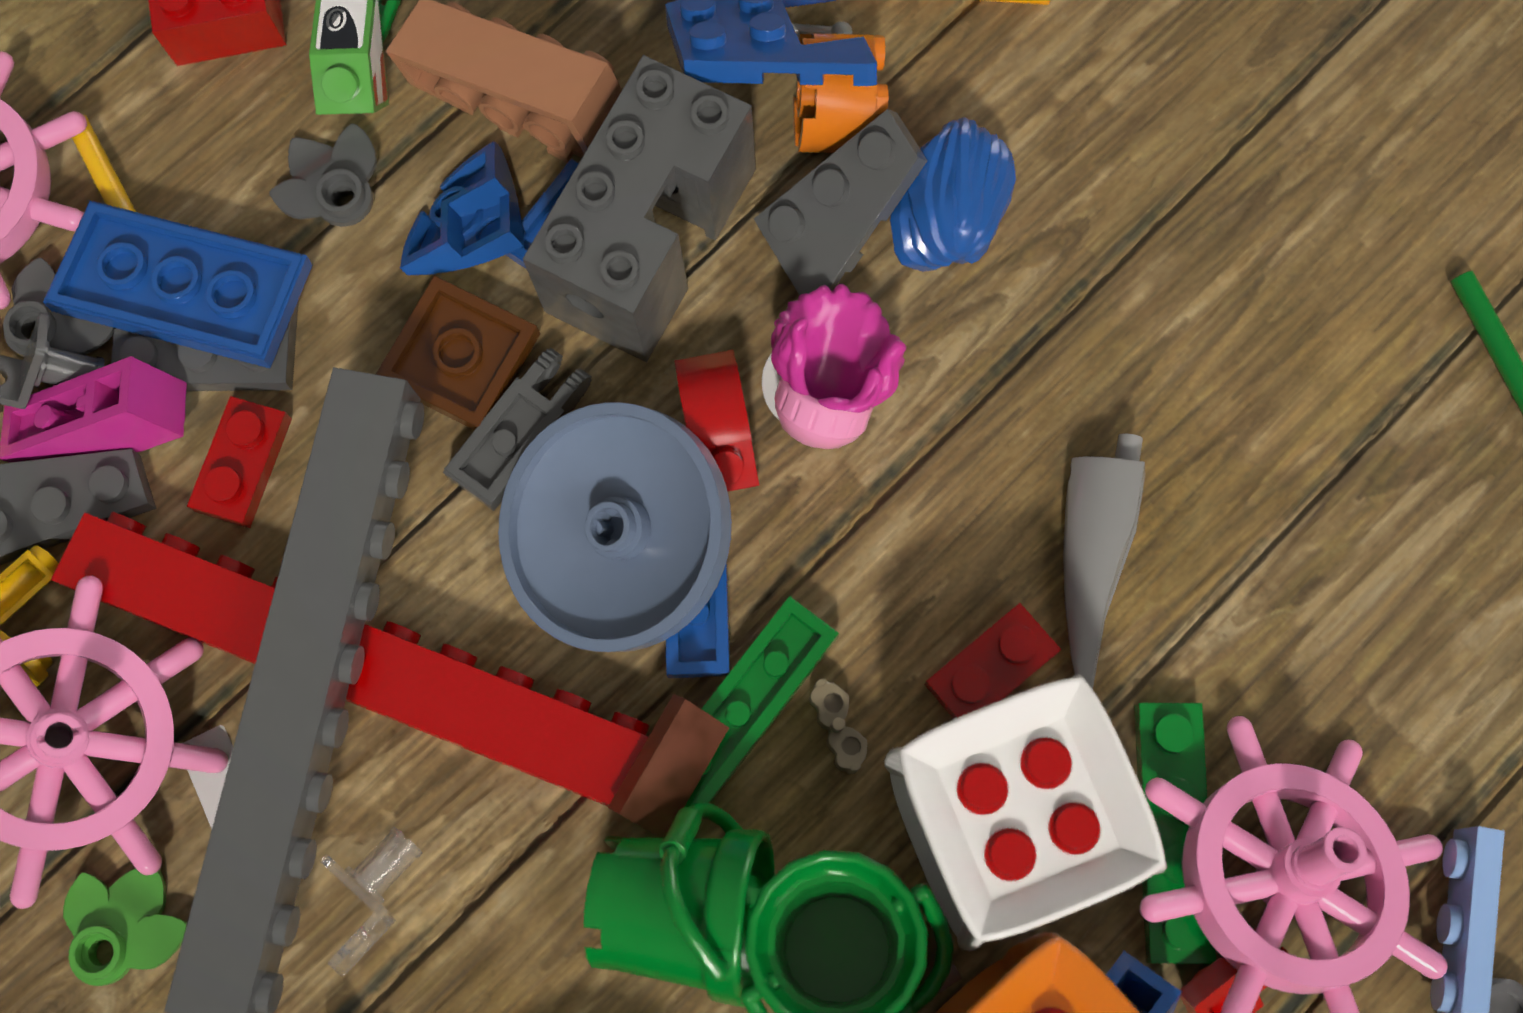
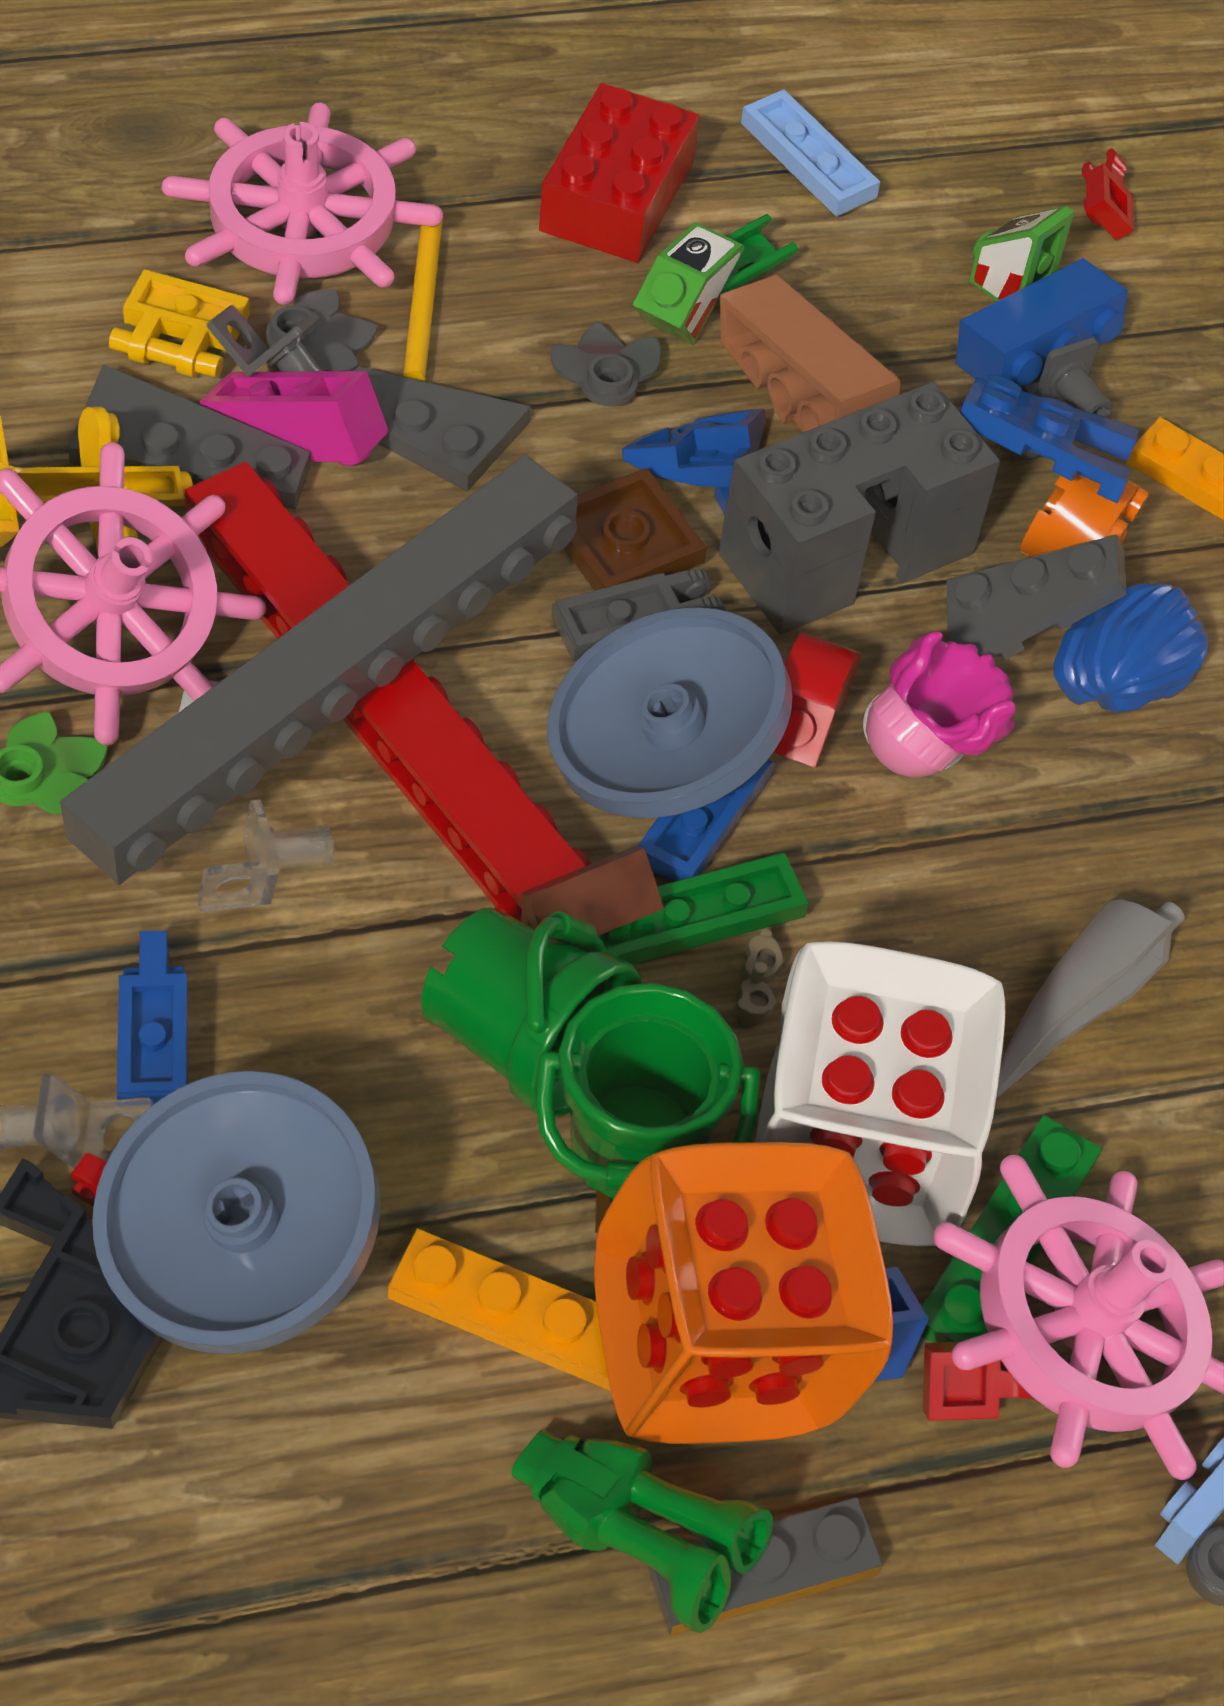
camera: 20 degrees right, 20 degrees down
(179, 284) = (435, 361): blue tile -> none
(239, 462) = (388, 512): red plate -> none

